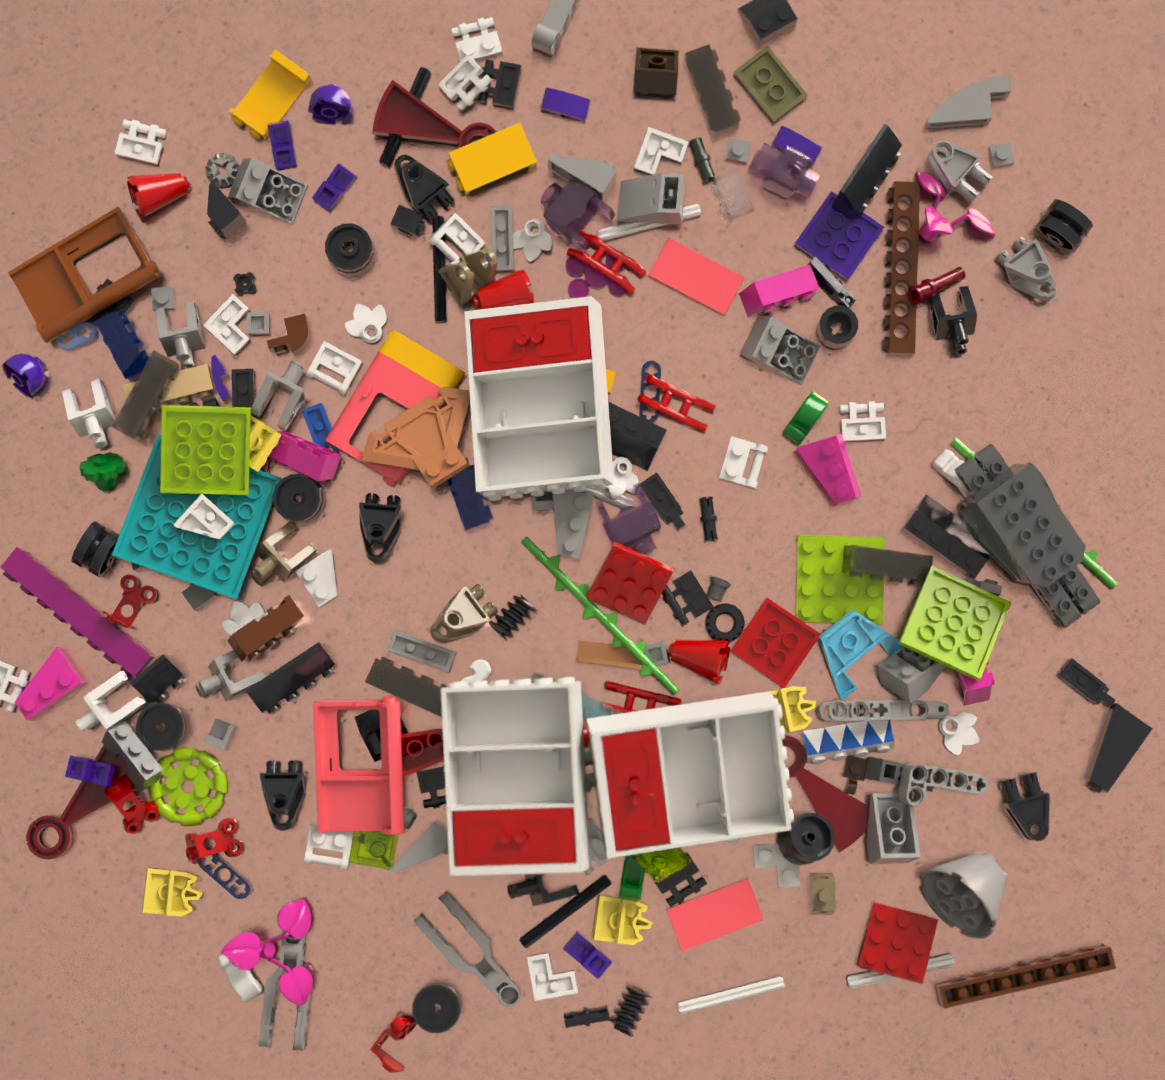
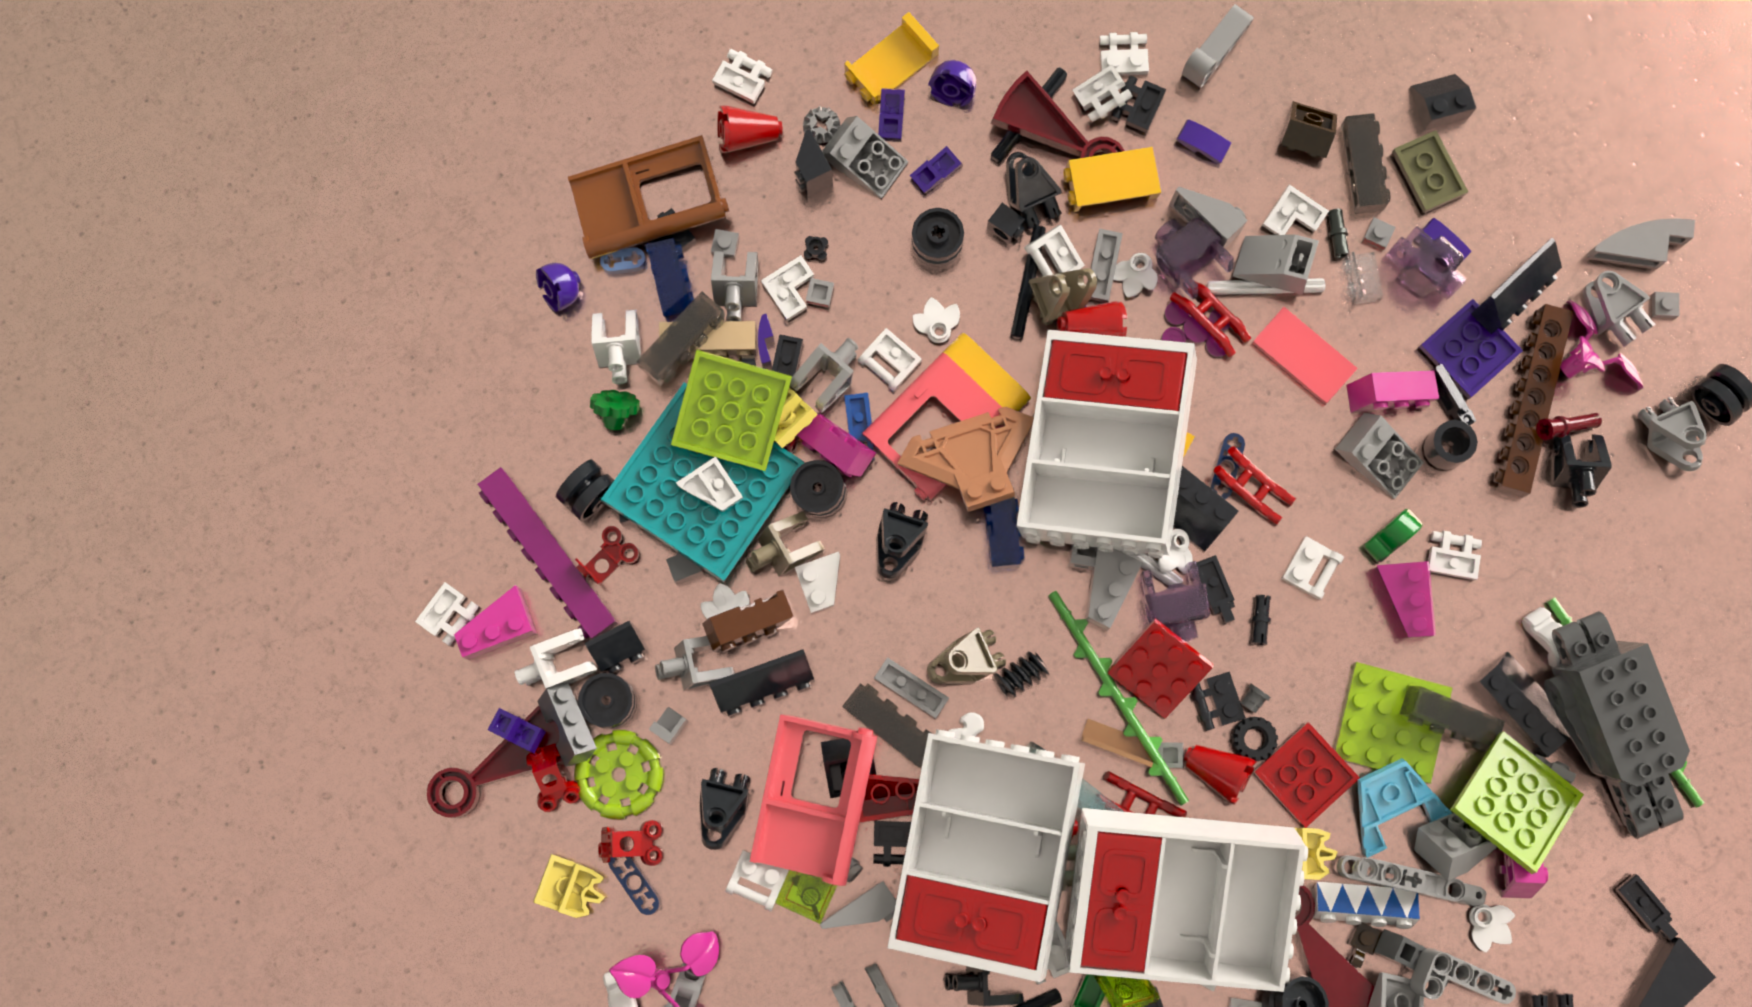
camera: 15 degrees right, 5 degrees down
(297, 336) = (858, 317): reddish brown brick -> none

